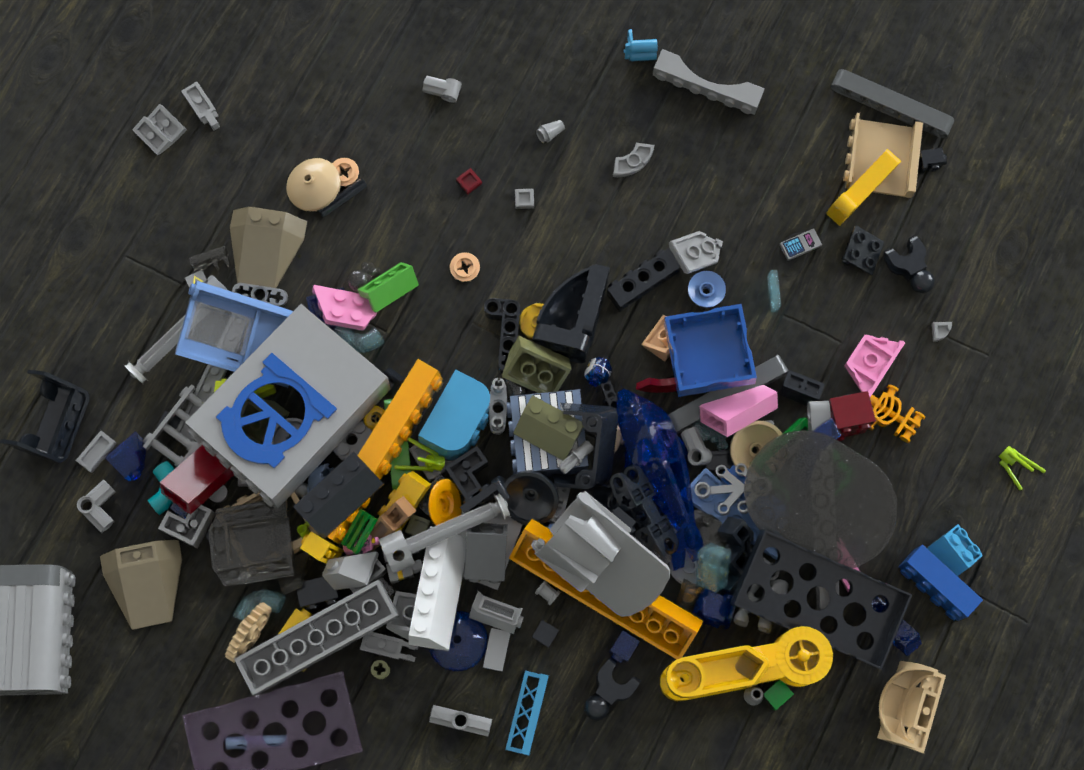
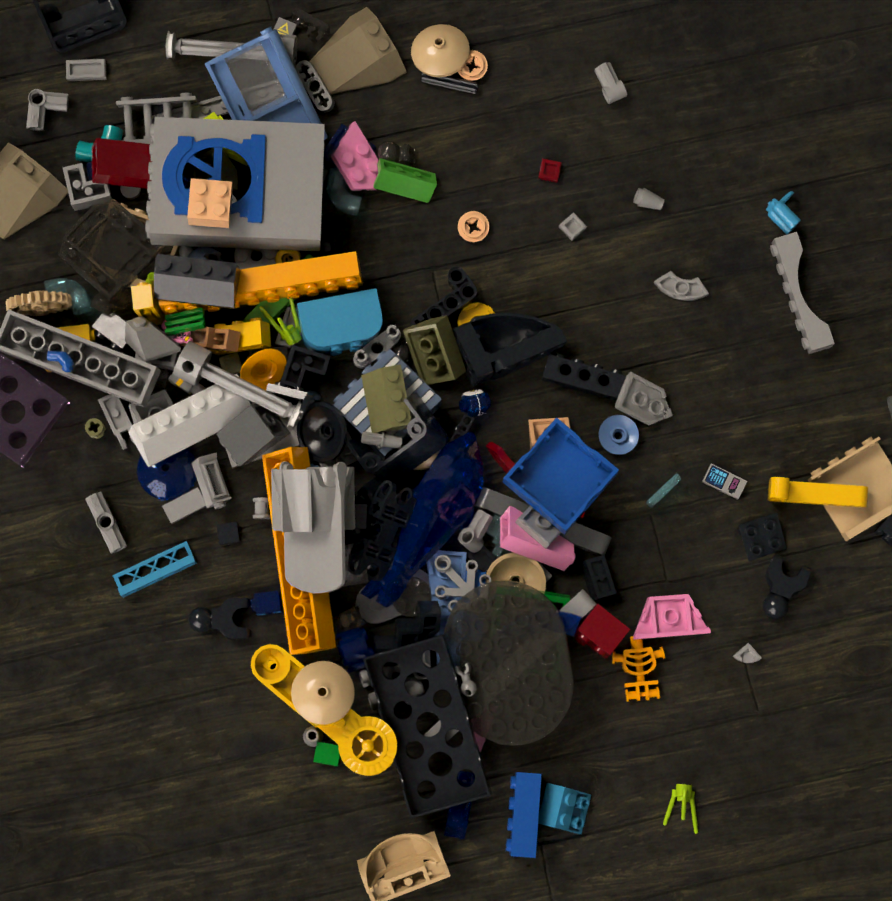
camera: 50 degrees right, 5 degrees up
(129, 457) = (99, 98): clear blue slope -> none
(290, 433) = (210, 203): none -> light nougat brick
(310, 646) = (63, 358): none -> blue arm
(713, 567) = (383, 620): clear light blue brick -> none
(728, 662) = (324, 708): none -> tan dish
(733, 398) = (538, 527): none -> light grey tile
(812, 543) = (467, 684): none -> light grey arm

